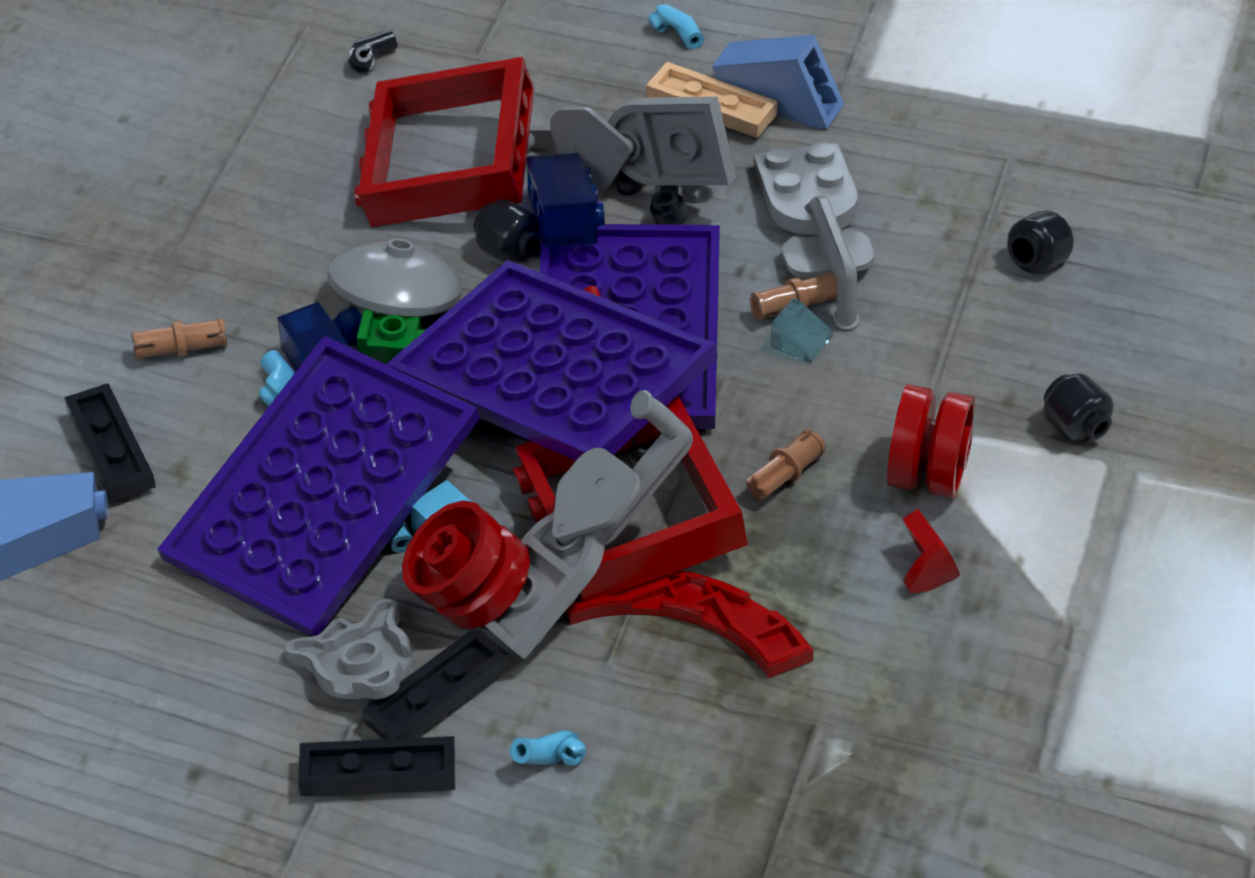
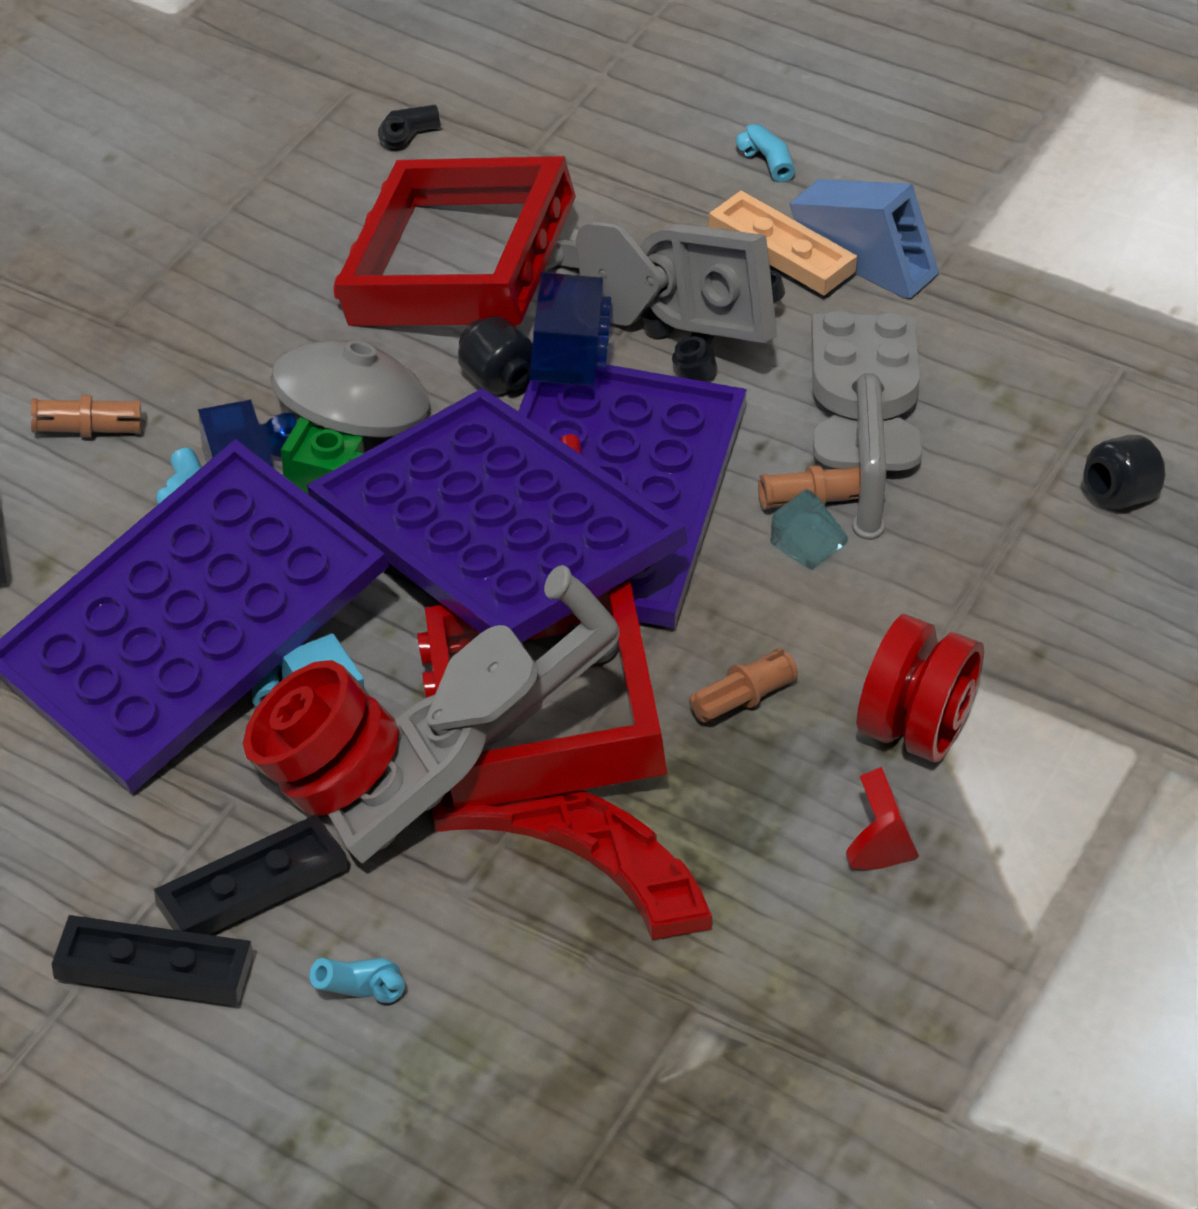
camera: 10 degrees right, 0 degrees up
(359, 657) = (171, 825): light grey tile -> none
(1078, 408) = (1115, 679): black head -> none

